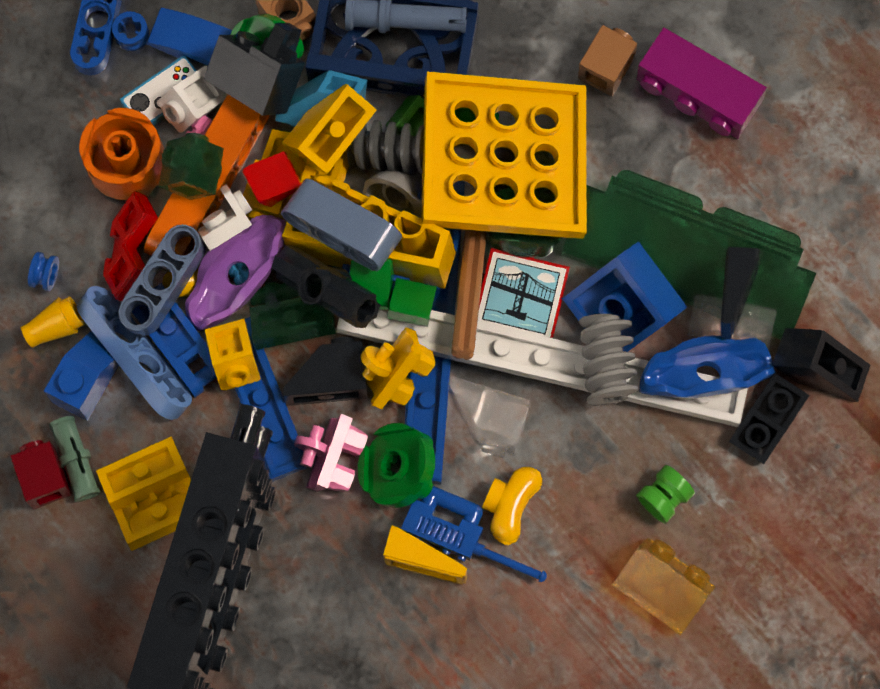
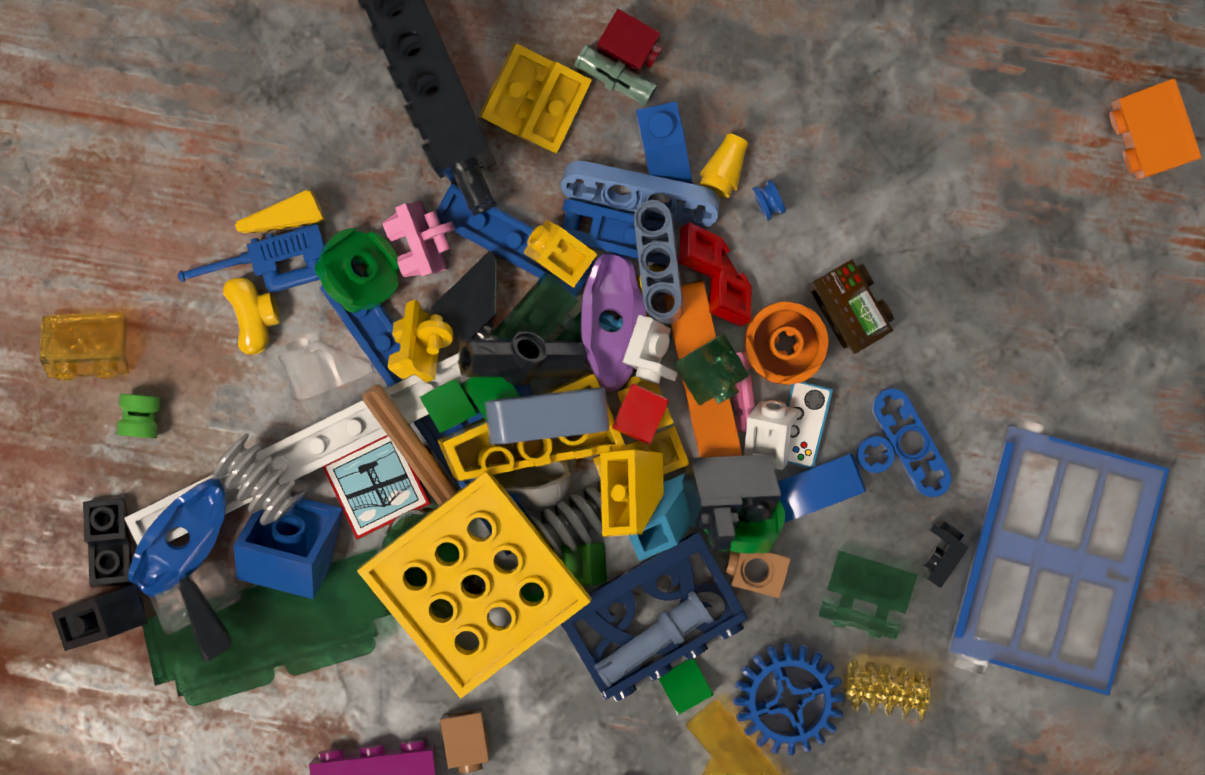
camera: 135 degrees right, 15 degrees up
(53, 141) = (851, 307): none -> dark brown slope

